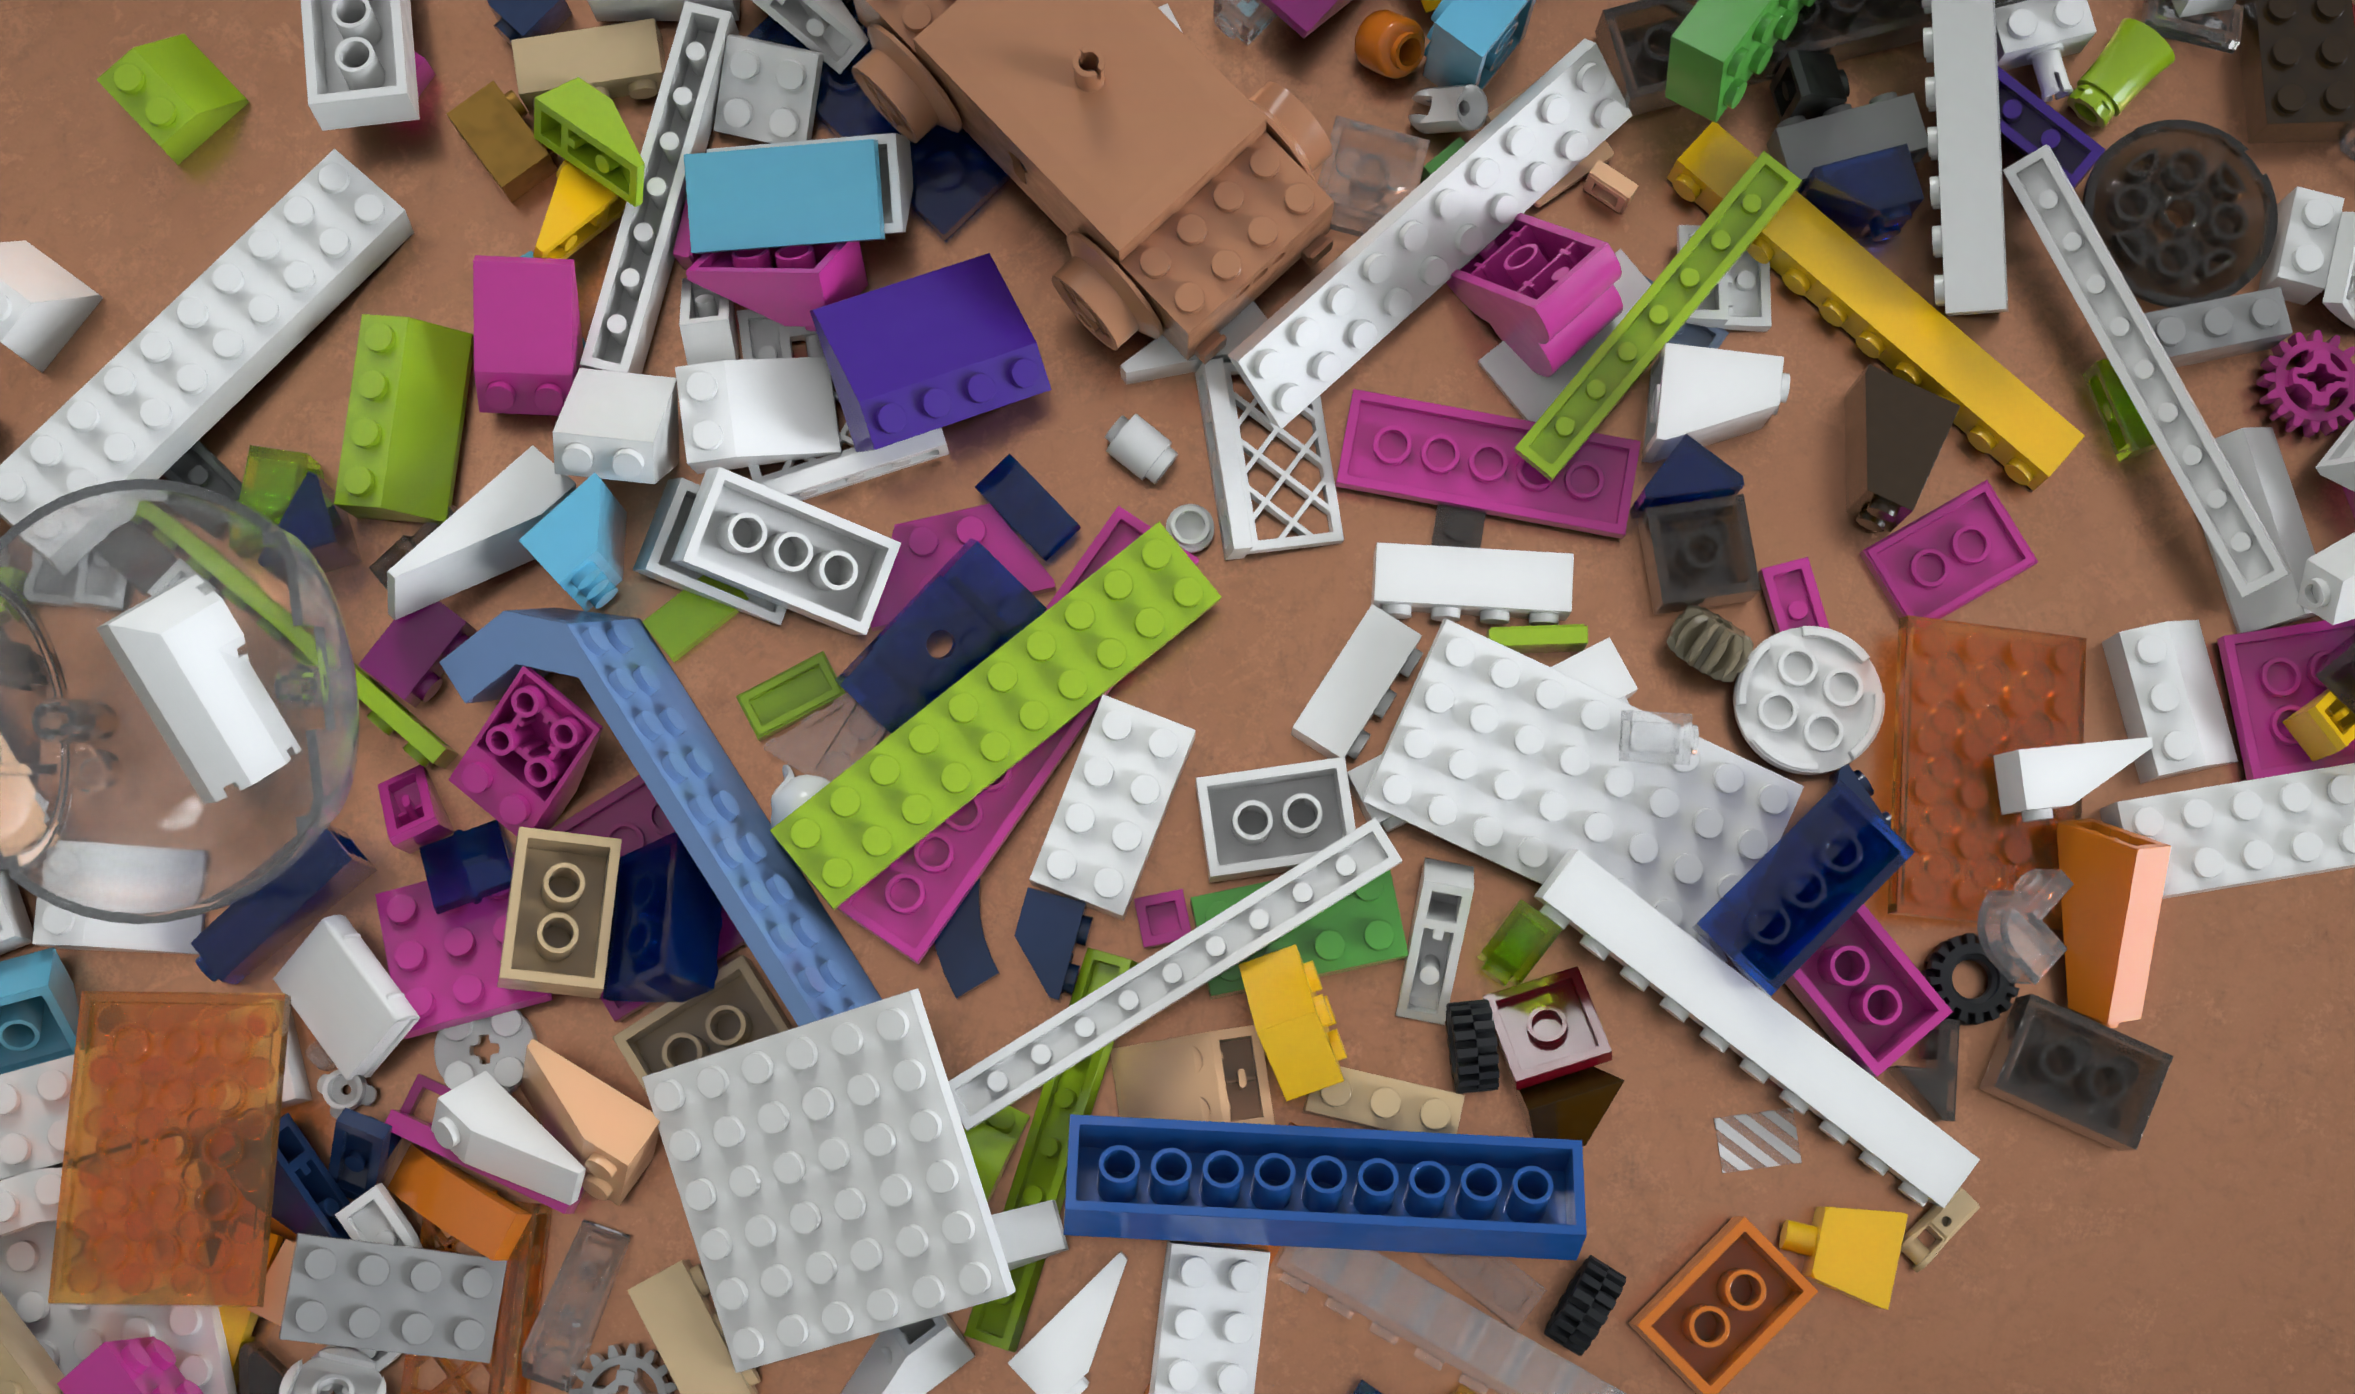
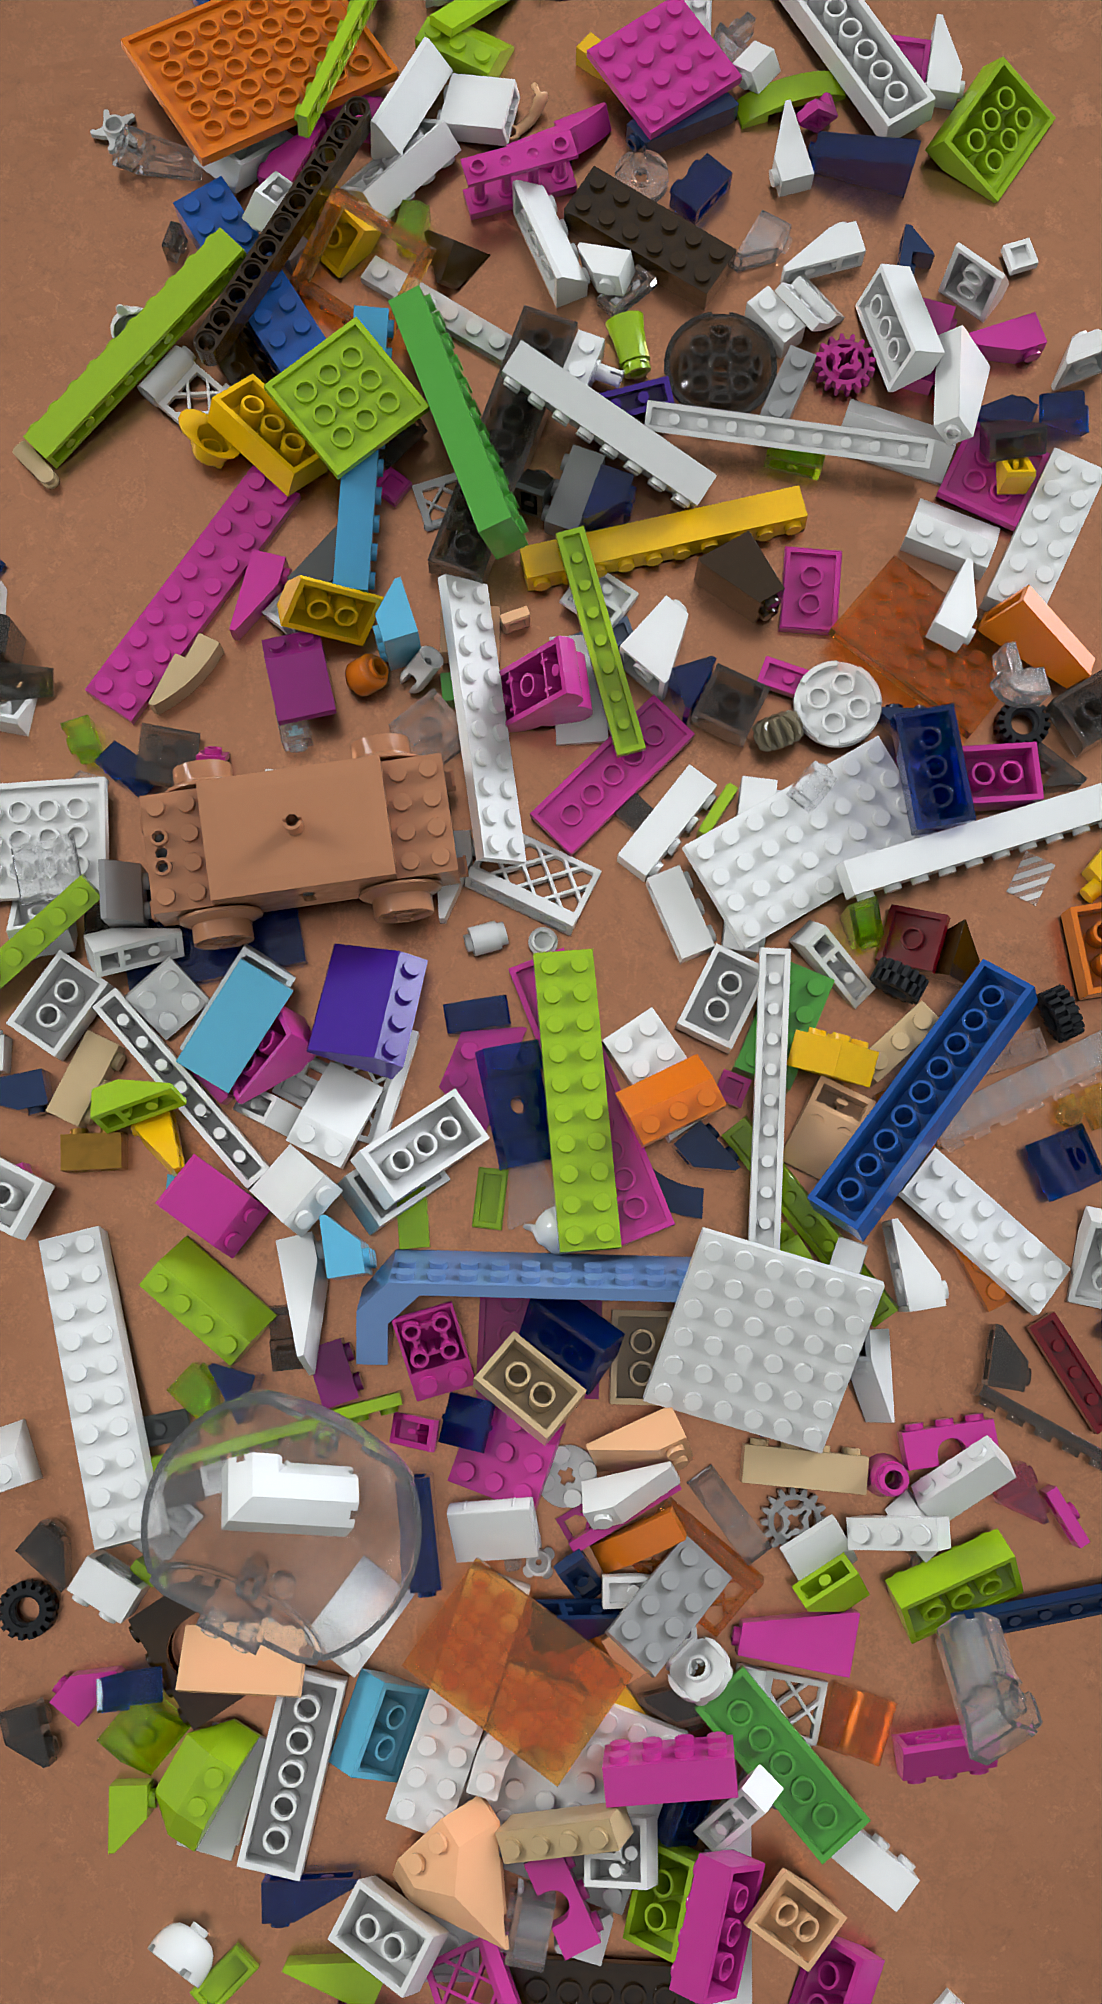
camera: 55 degrees left, 0 degrees up
(1077, 838) = (670, 1100): none -> orange slope

